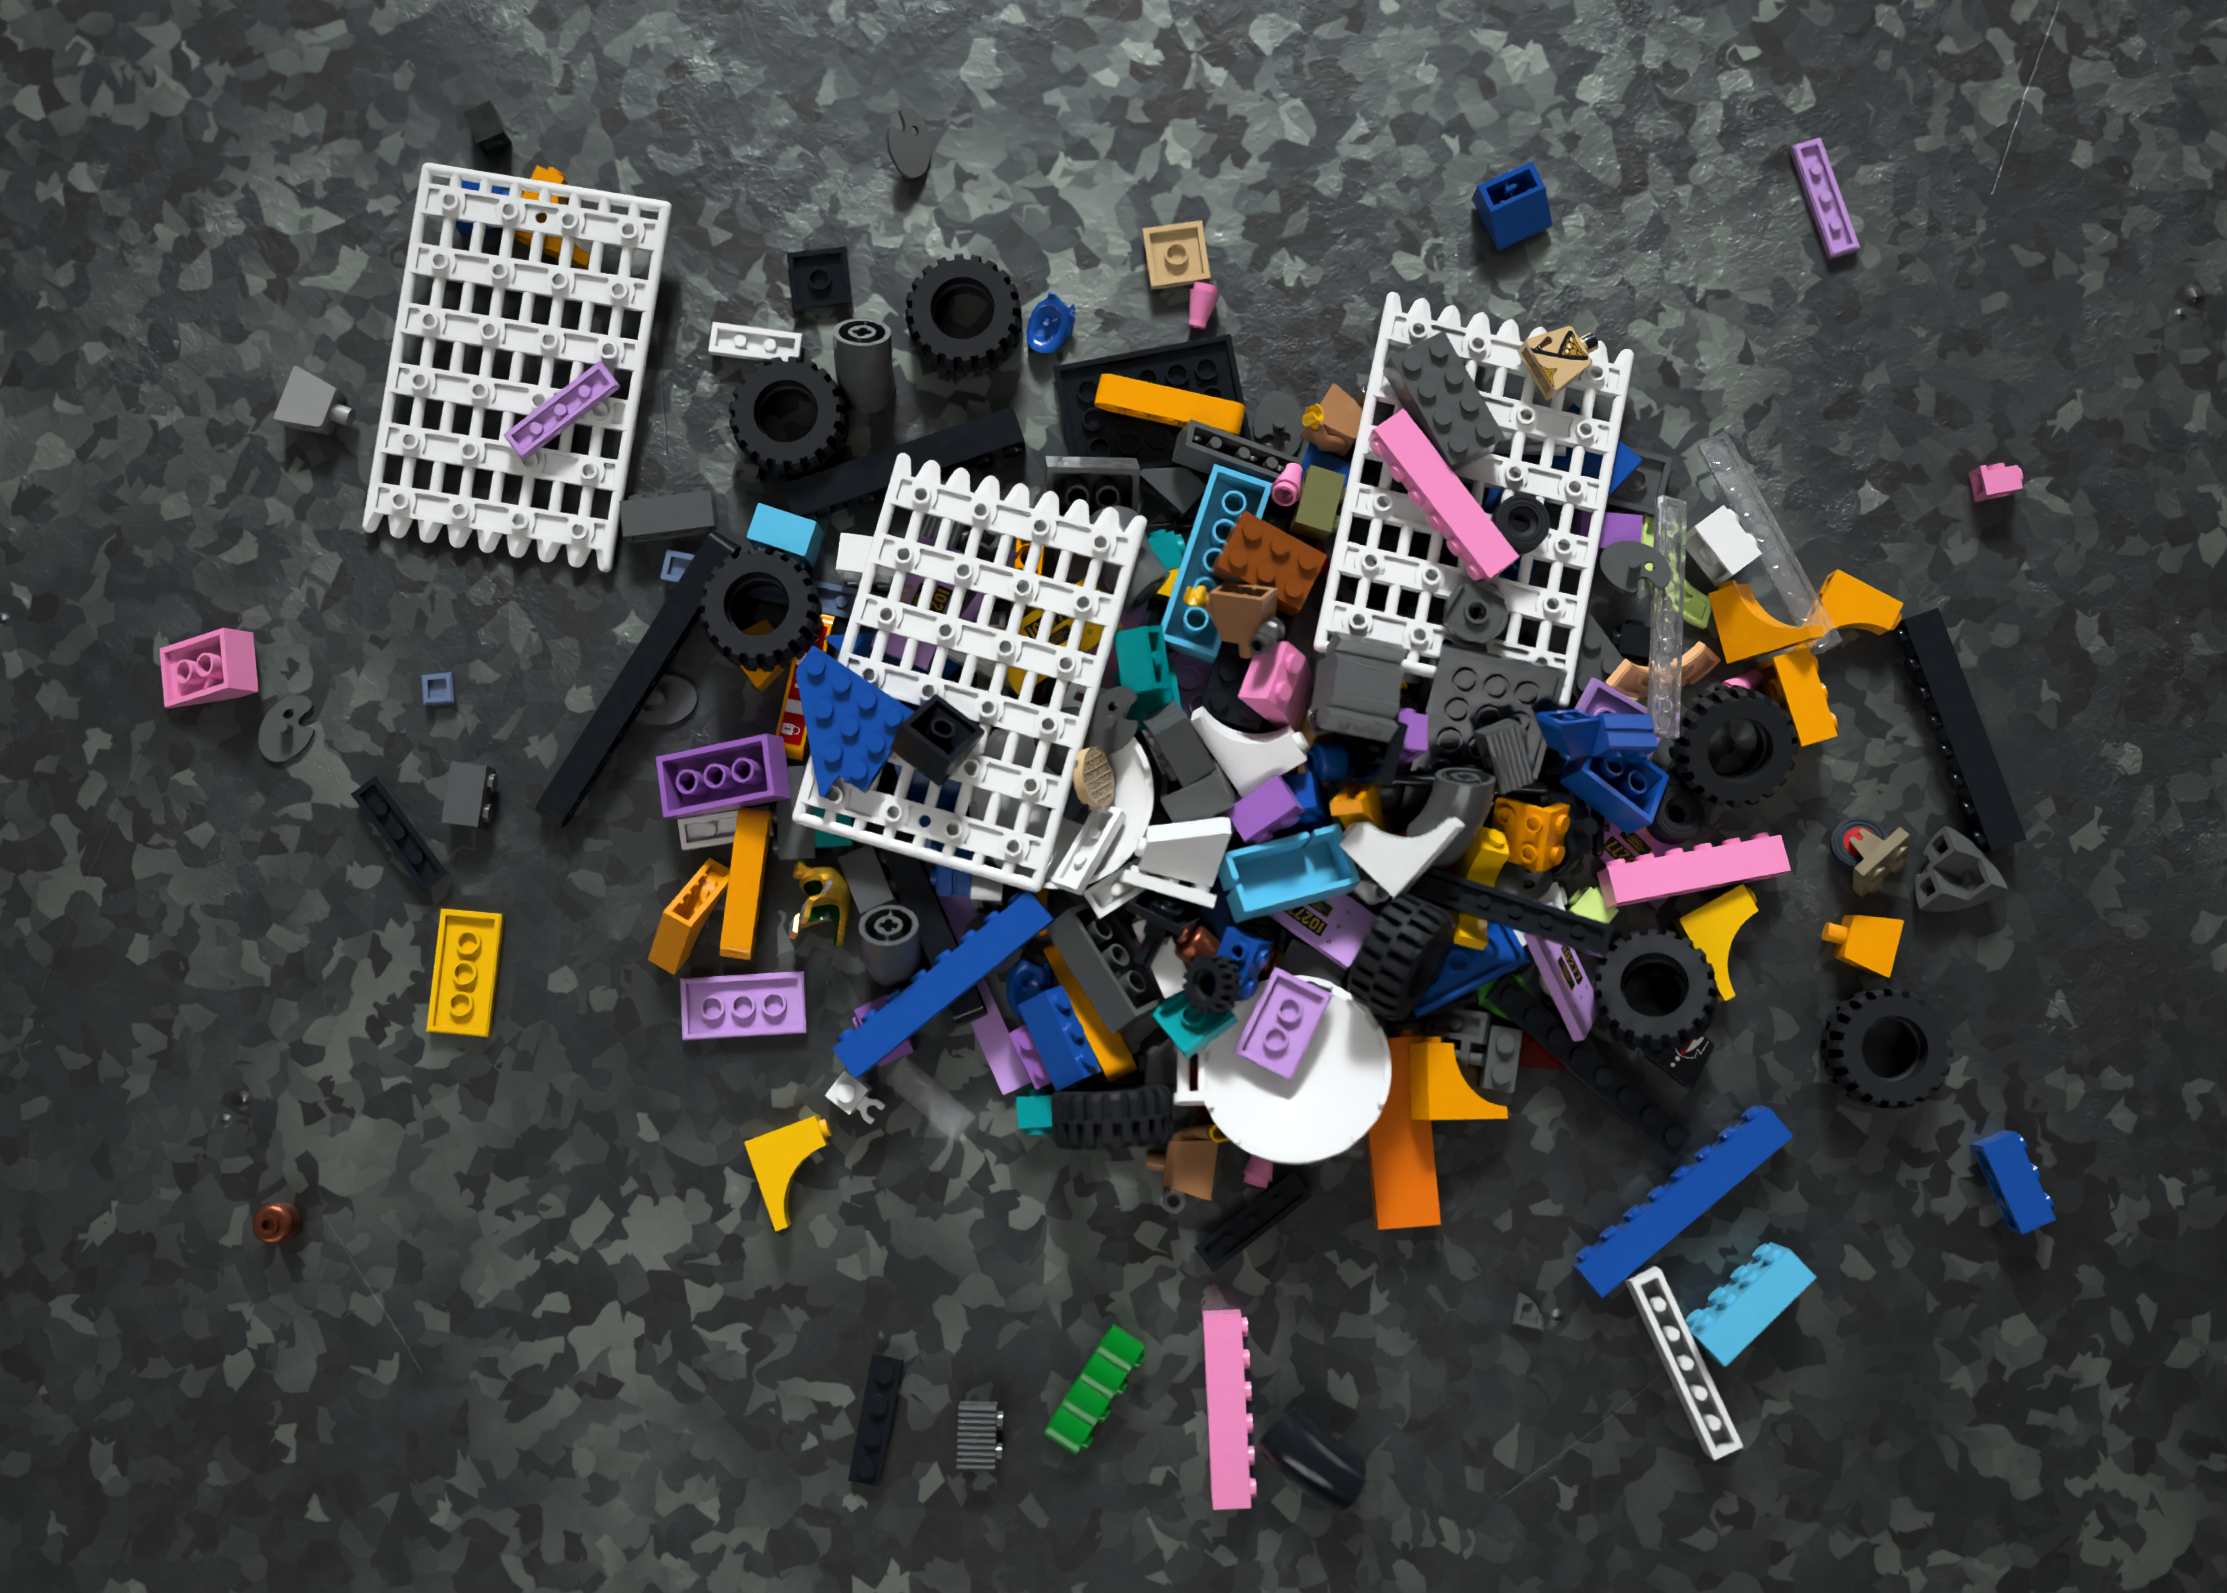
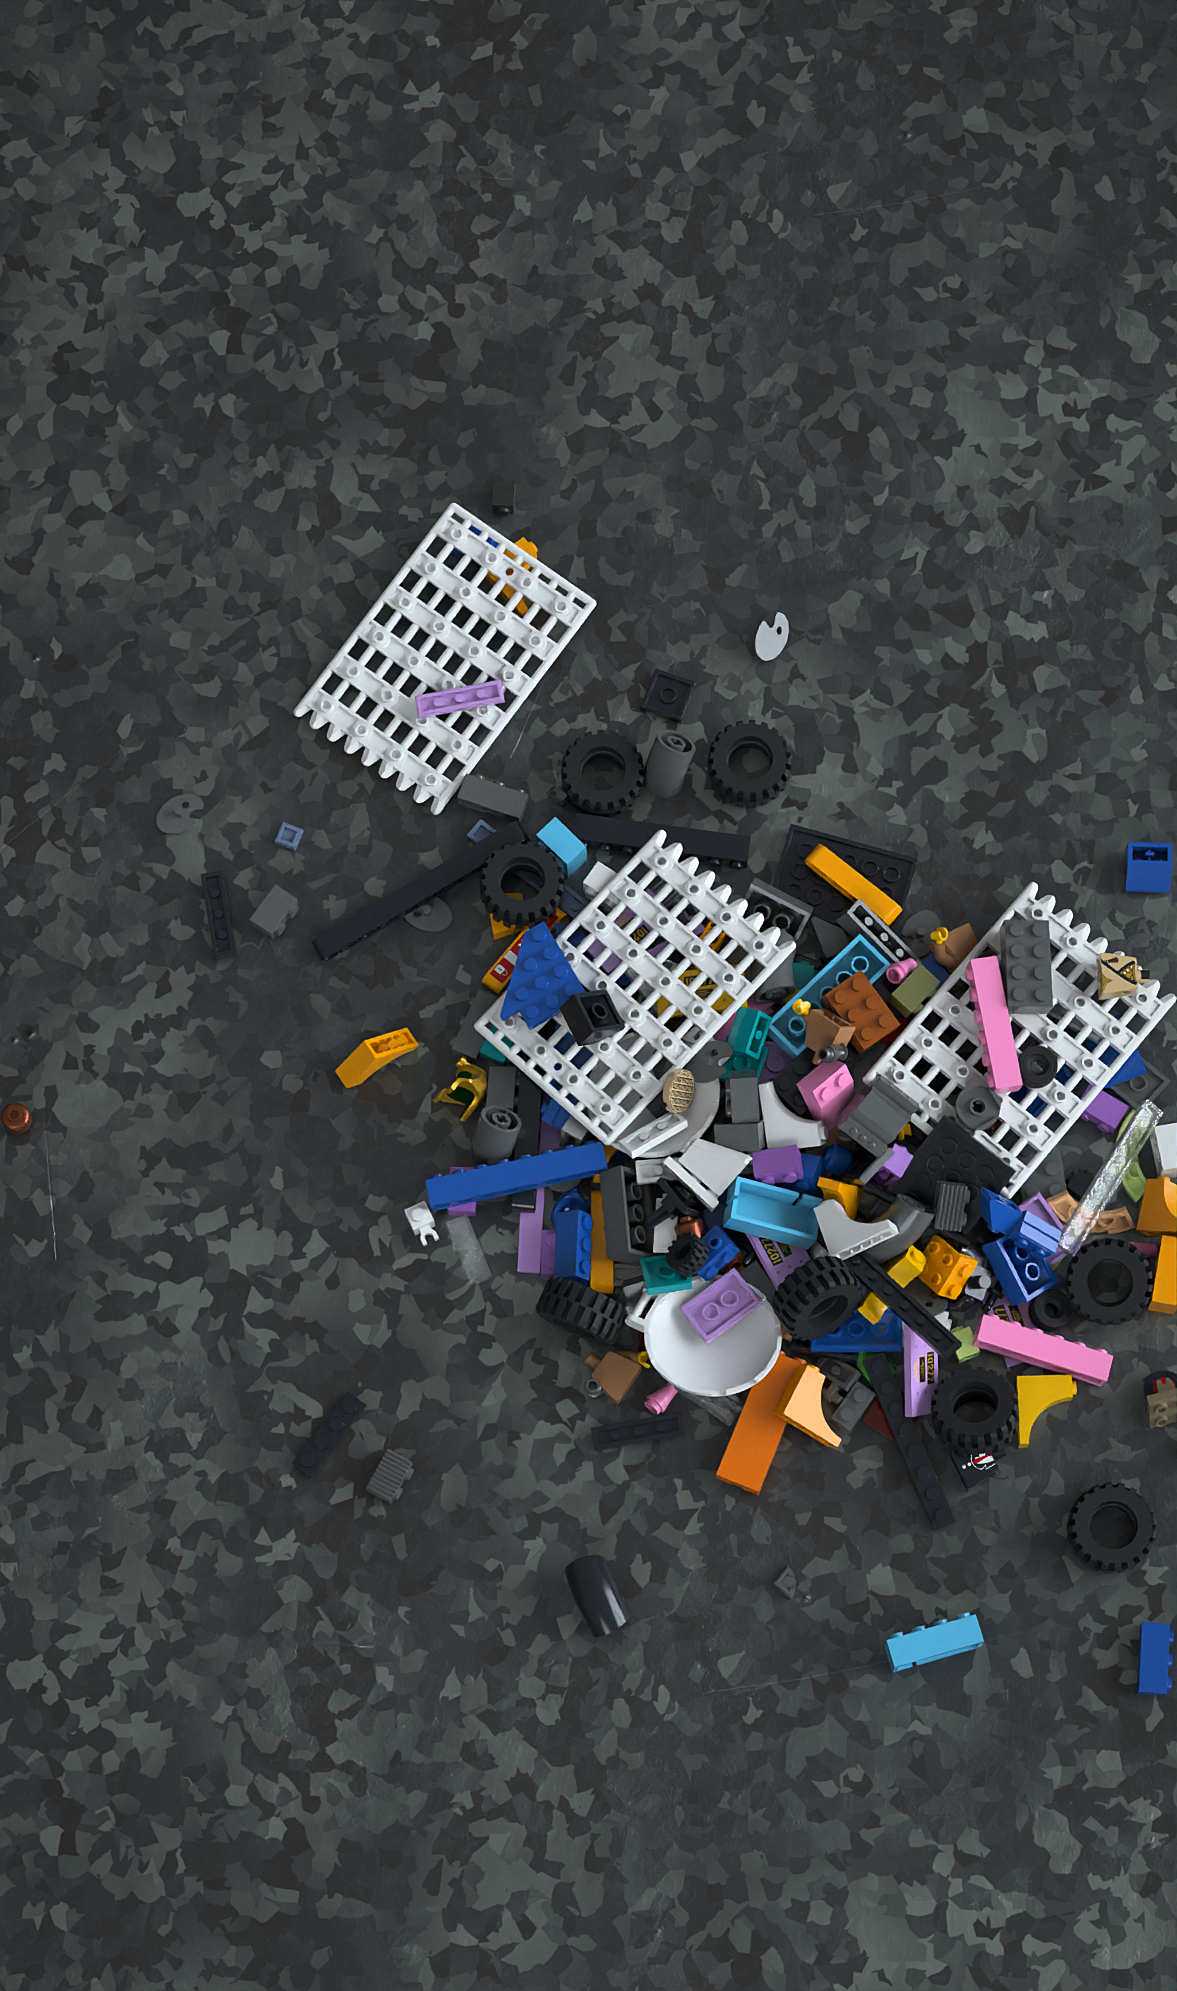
camera: 30 degrees right, 10 degrees down
(209, 668) = (151, 751): bright pink slope -> none
(312, 404) = (302, 618): light grey torso -> none
(465, 973) = (213, 1022): yellow tile -> none
(711, 829) = (427, 1013): white plate -> none
(723, 777) = (443, 978): medium lavender brick -> none
(743, 1005) = (380, 1131): lavender tile -> none
(745, 883) = (422, 1053): light orange beam -> none
(754, 343) = (604, 715): white plate -> none
(778, 1158) = (355, 1236): yellow arch -> none
(1035, 1112) = (531, 1290): teal brick -> none
(1050, 324) = (803, 796): blue hat -> none
(1094, 1388) = (480, 1484): green brick -> none
(1176, 255) = (909, 791): tan plate -> none
(1202, 302) = (910, 830): bright pink cone -> none
(1227, 1409) = (558, 1541): bright pink brick -> none
(1625, 564) = (1099, 1130): dark grey piece -> none
(1681, 1199) = (926, 1559): blue brick -> none
(1683, 1362) = (871, 1660): white brick -> none
(1865, 942) = (1135, 1455): light orange torso -> none

